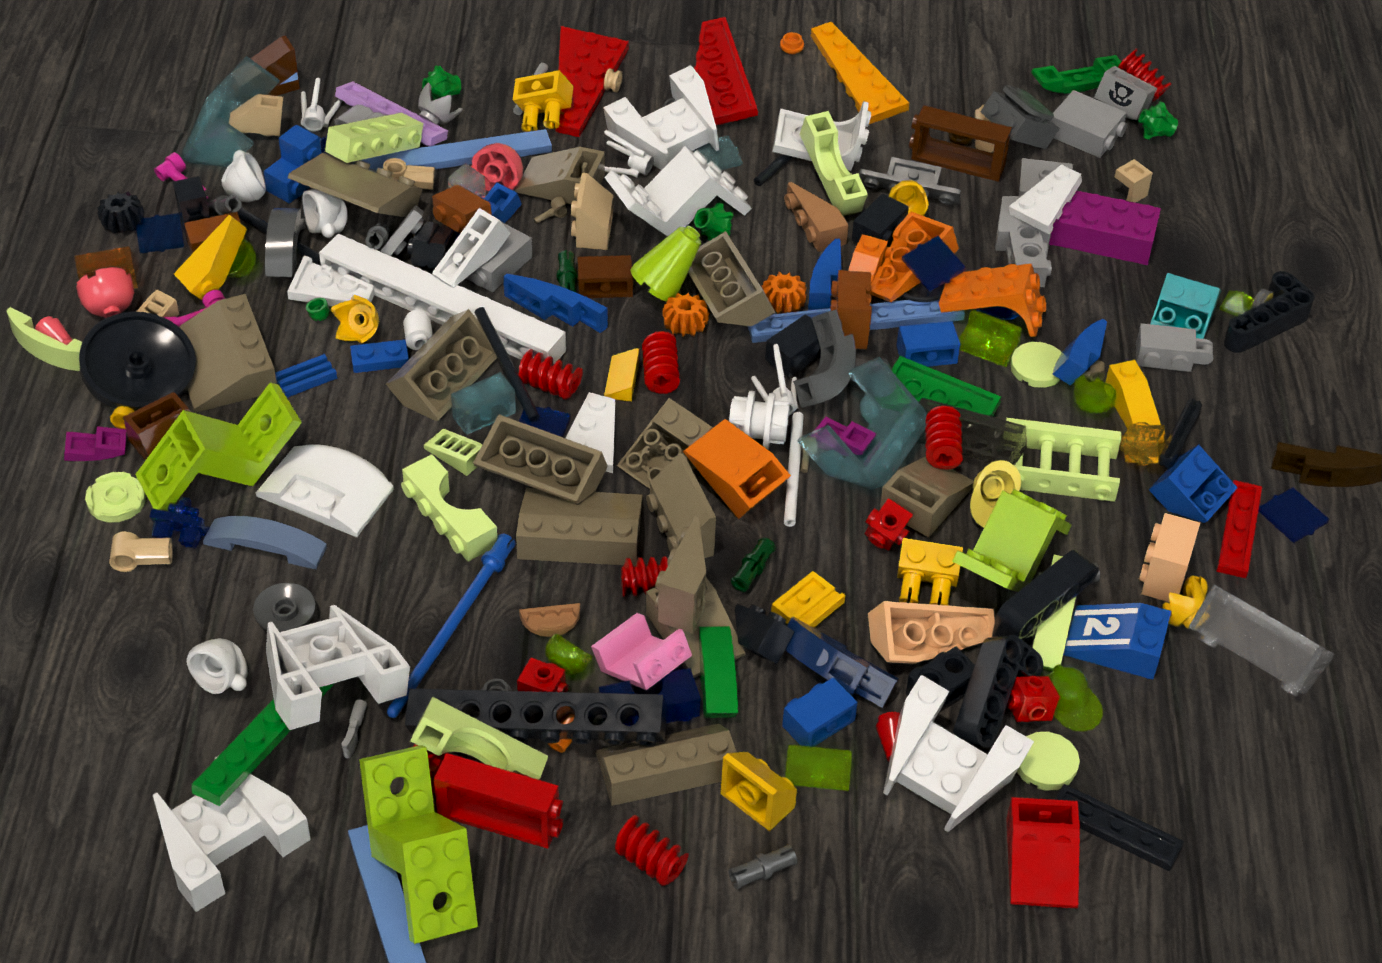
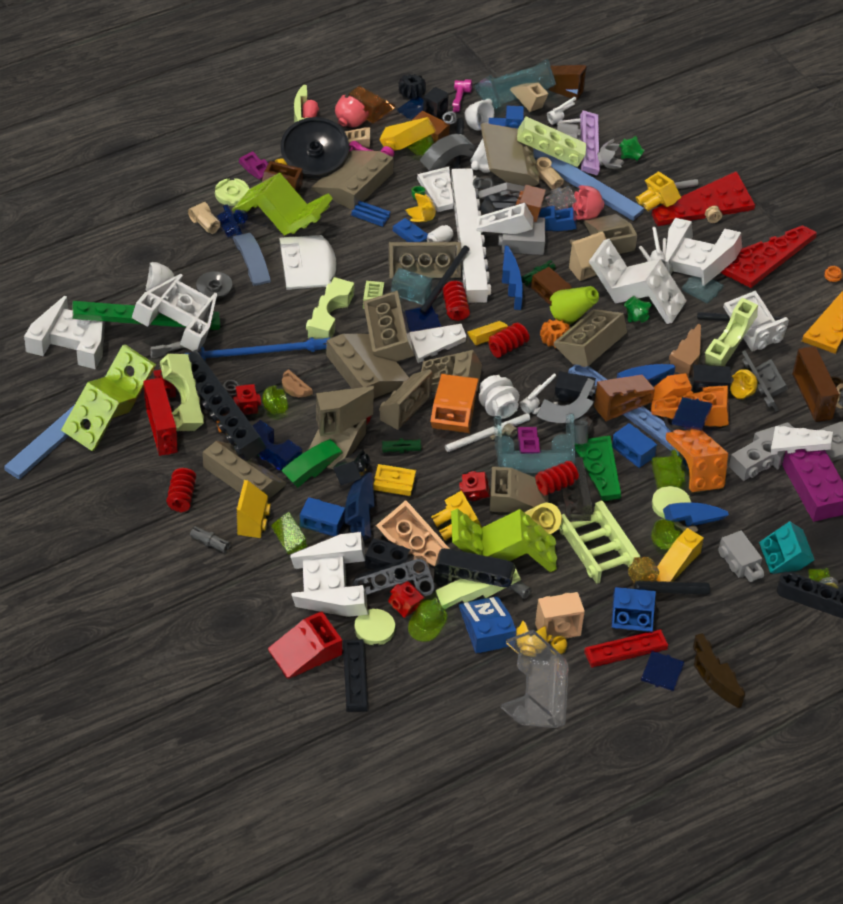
camera: 55 degrees right, 0 degrees up
(638, 656) = (296, 425): bright pink panel -> none
(785, 292) = (611, 364): orange gear -> none

